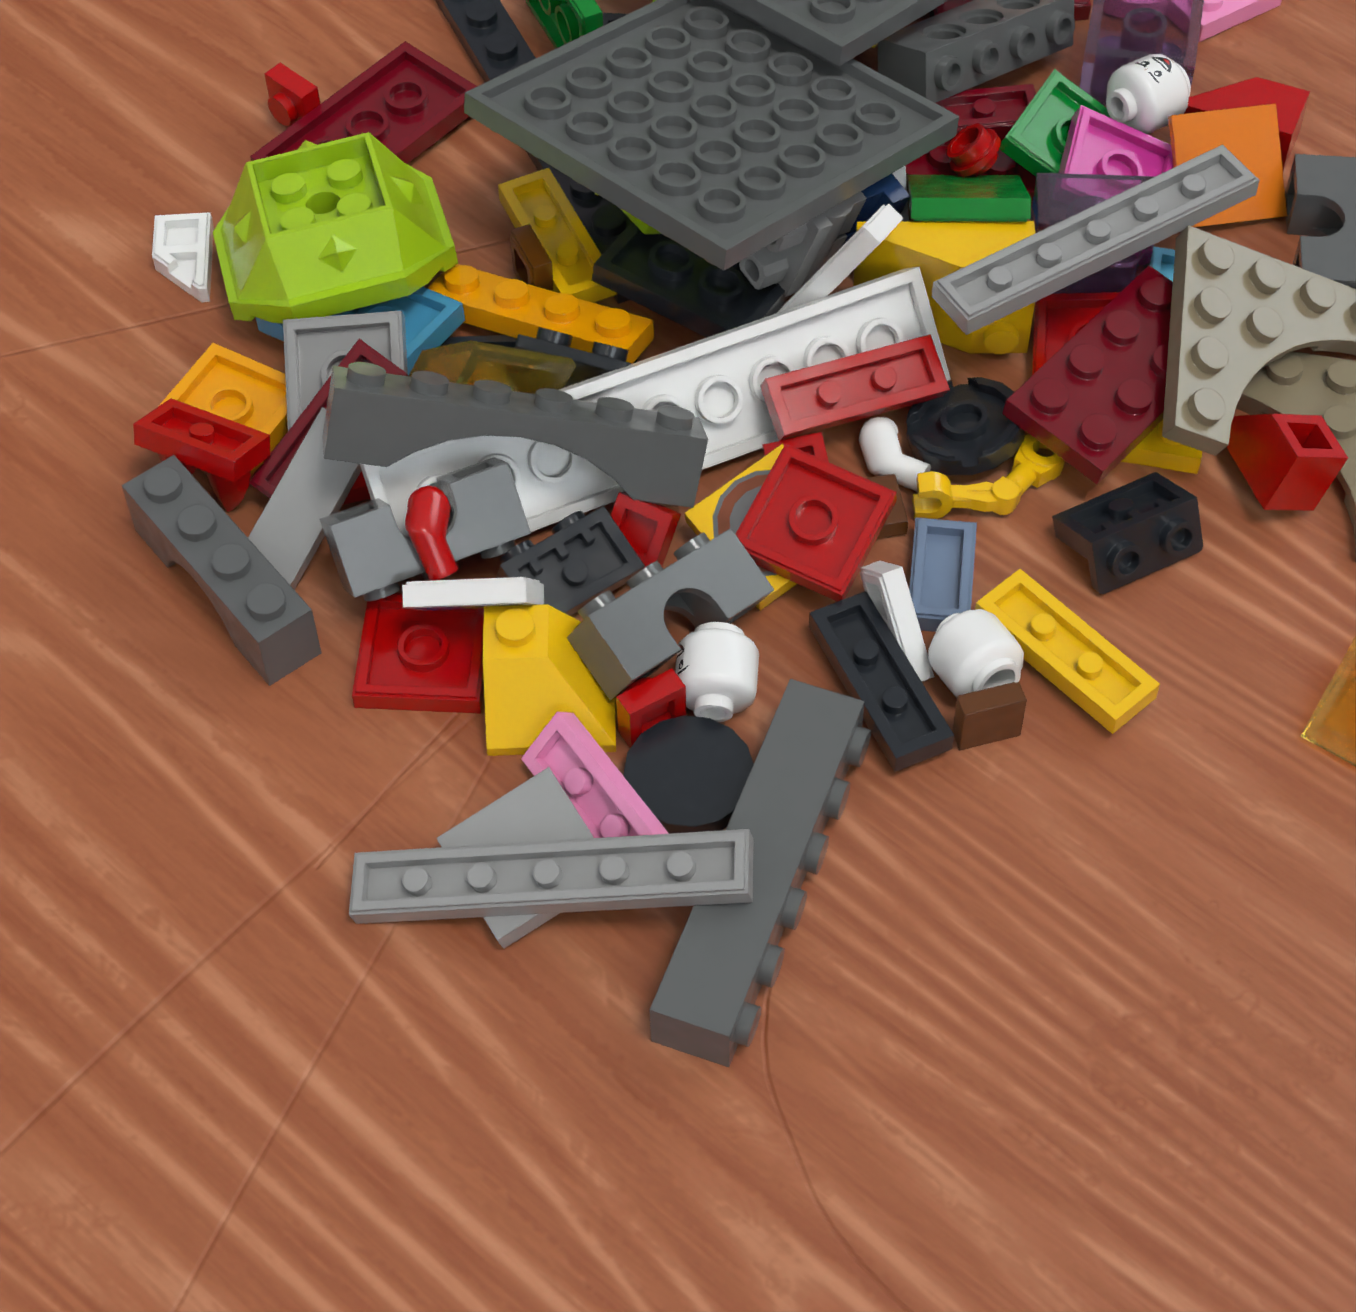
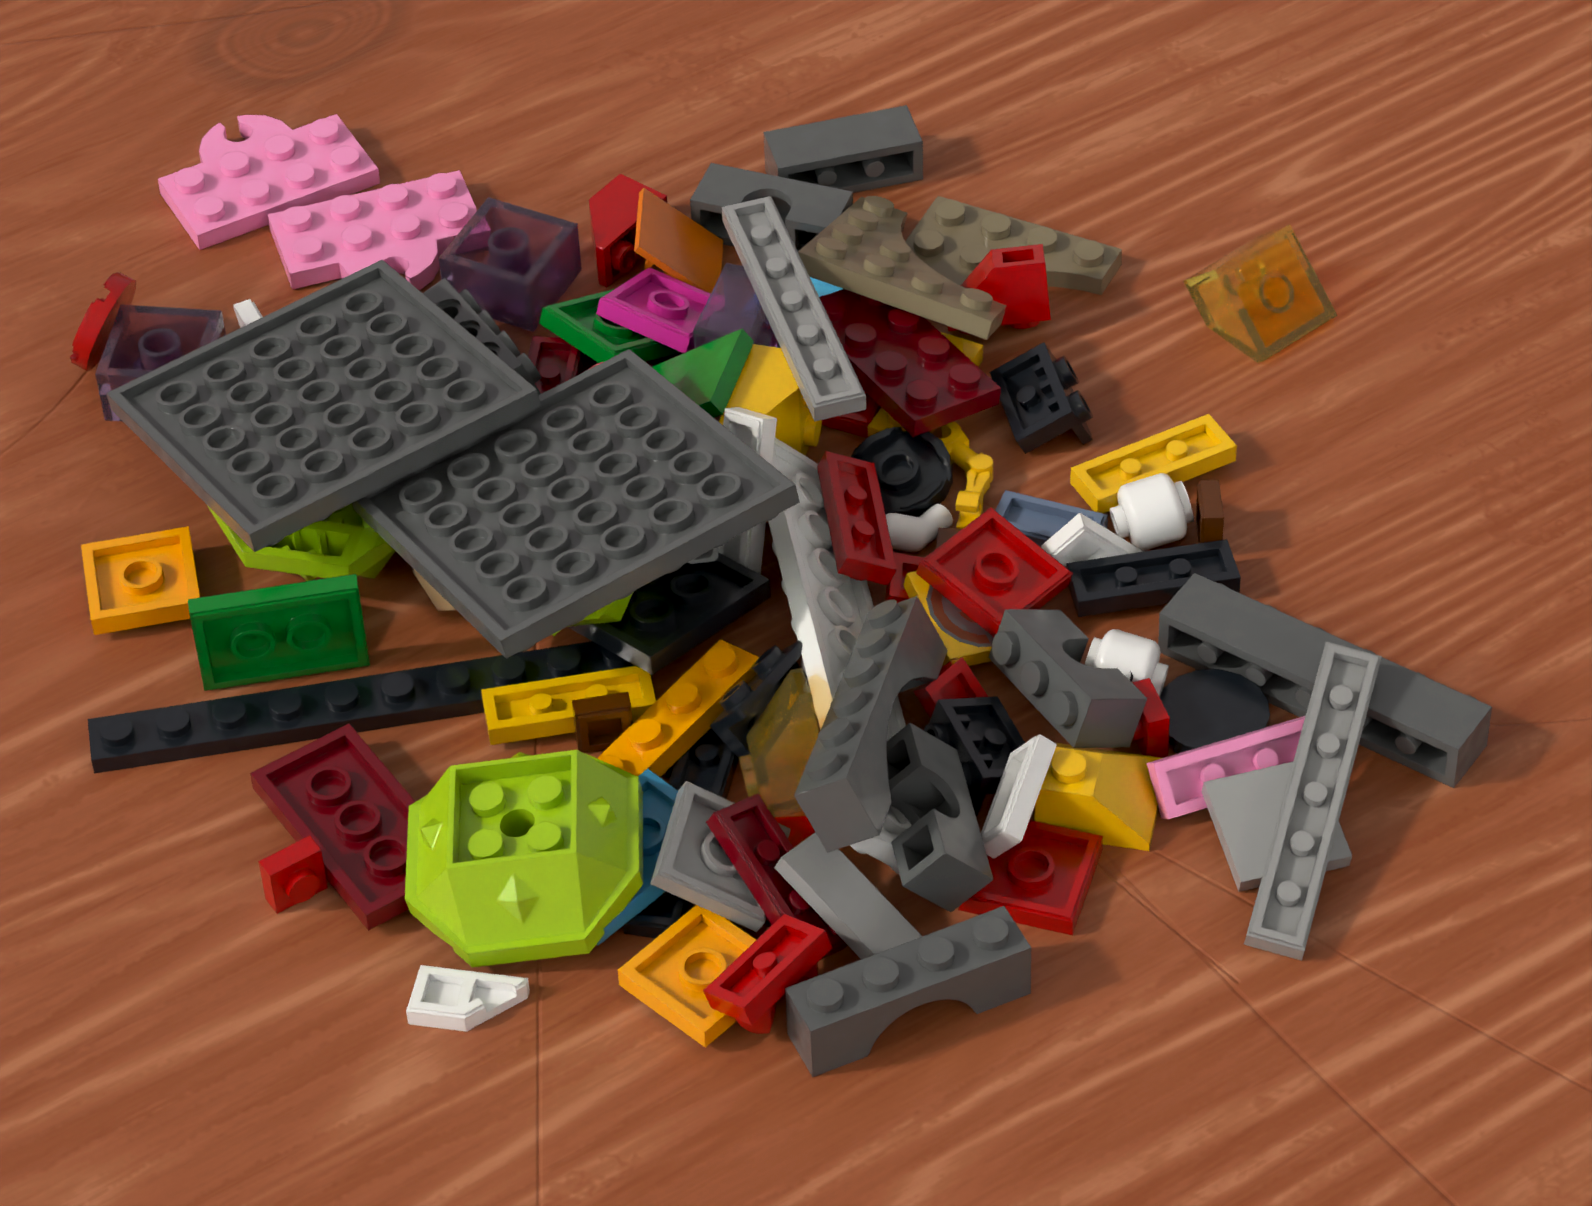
camera: 75 degrees left, 10 degrees down
(427, 528) = (958, 794): red arm -> none
(1148, 92) = (593, 260): white head -> none

